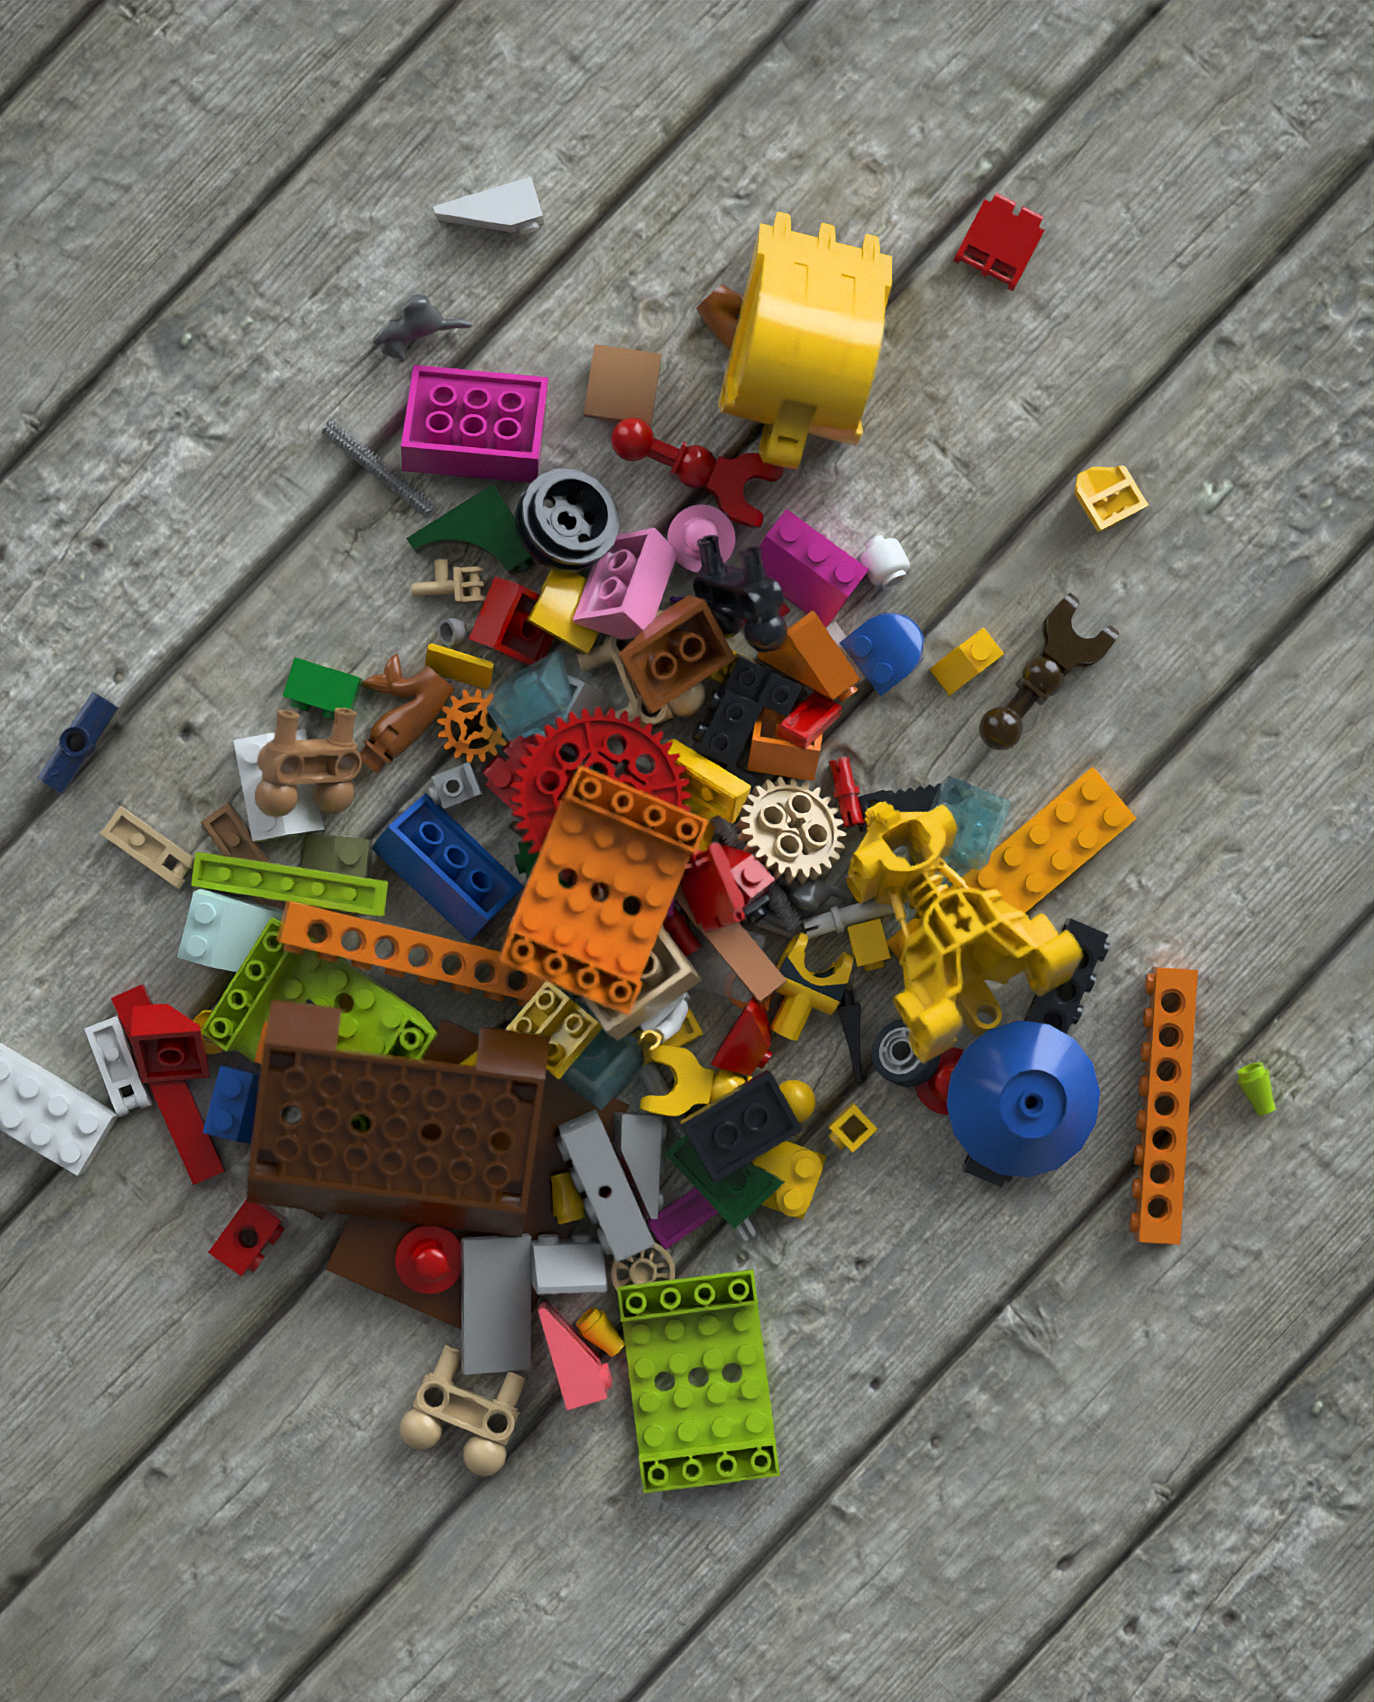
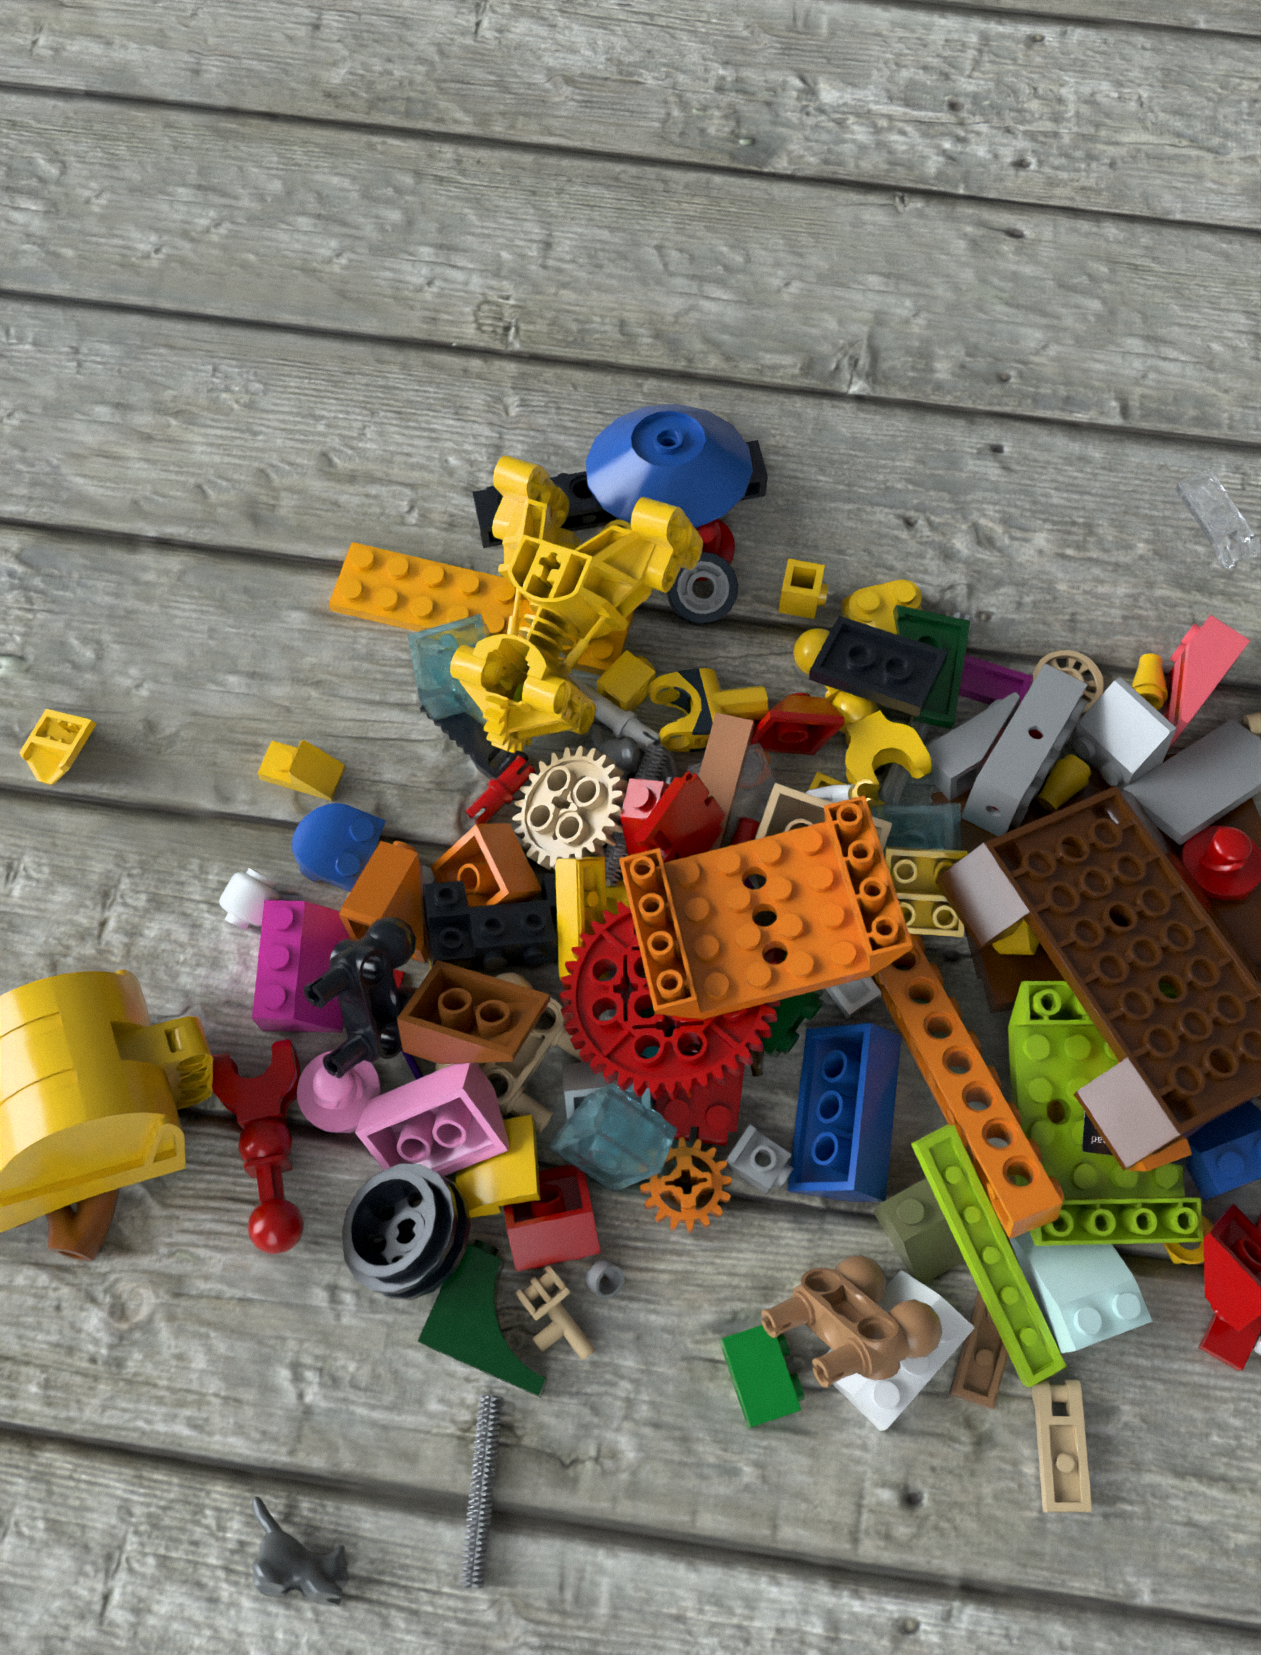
camera: 125 degrees left, 20 degrees down
(64, 761) = (1047, 1615): dark blue piece -> none
(405, 724) = (736, 1259): dark orange piece -> none
(460, 666) = (635, 1246): yellow slope -> none
(474, 424) = (364, 1414): dark pink slope -> none
(501, 208) = (98, 1559): white slope -> none
(622, 384) = (222, 1281): medium nougat slope -> none
(710, 1429) = (1151, 539): lime slope -> none
(809, 720) = (454, 861): red tile -> none
(850, 1017) = (713, 652): black piece -> none
(1045, 673) = (239, 692): dark brown piece -> none
(1166, 1226) = (611, 359): orange brick -> none
(1256, 1085) = (519, 319): lime cone -> none

